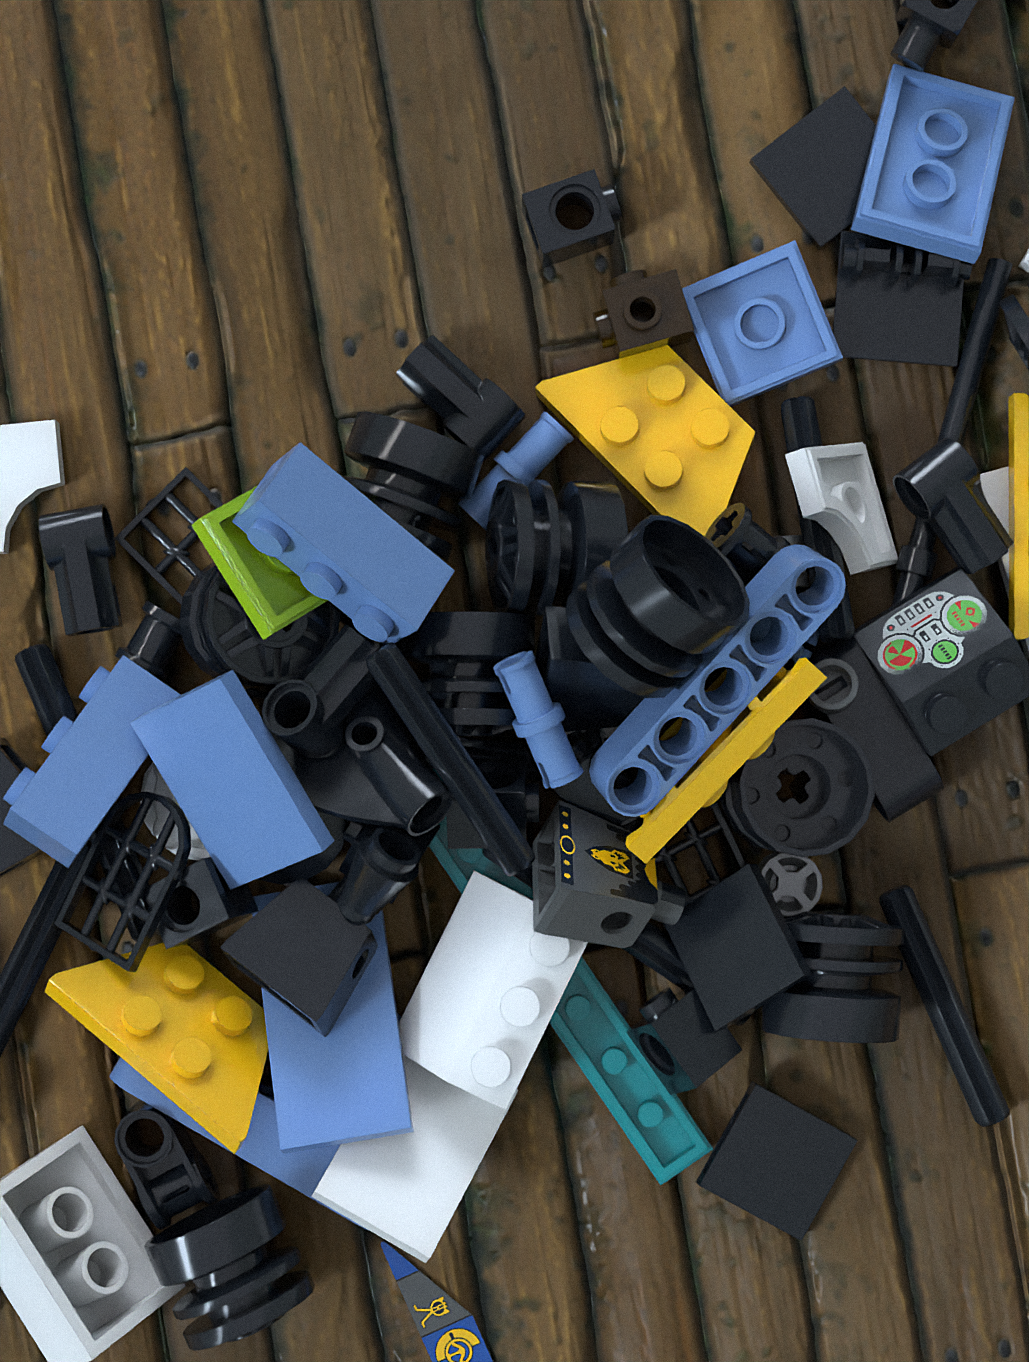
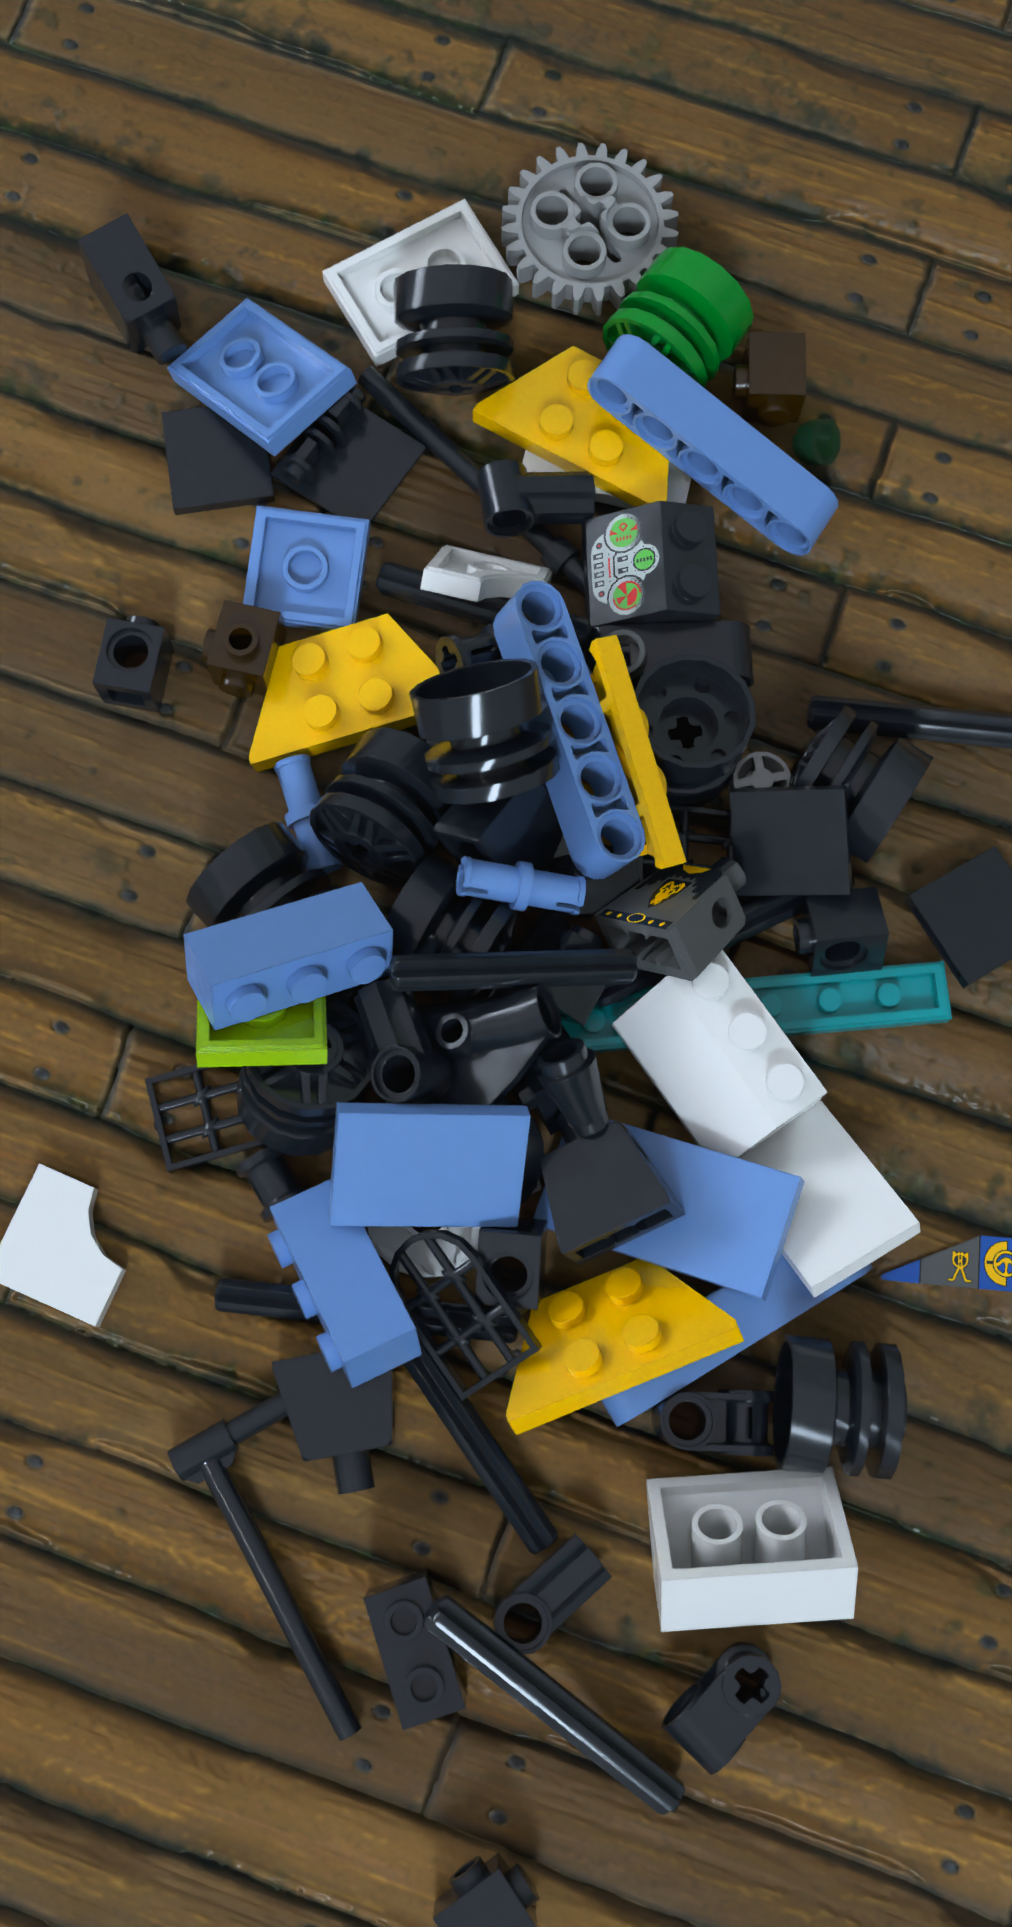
camera: 65 degrees left, 10 degrees down
(80, 552) = (165, 1204): black piece -> none
(471, 409) = (216, 825): black piece -> none

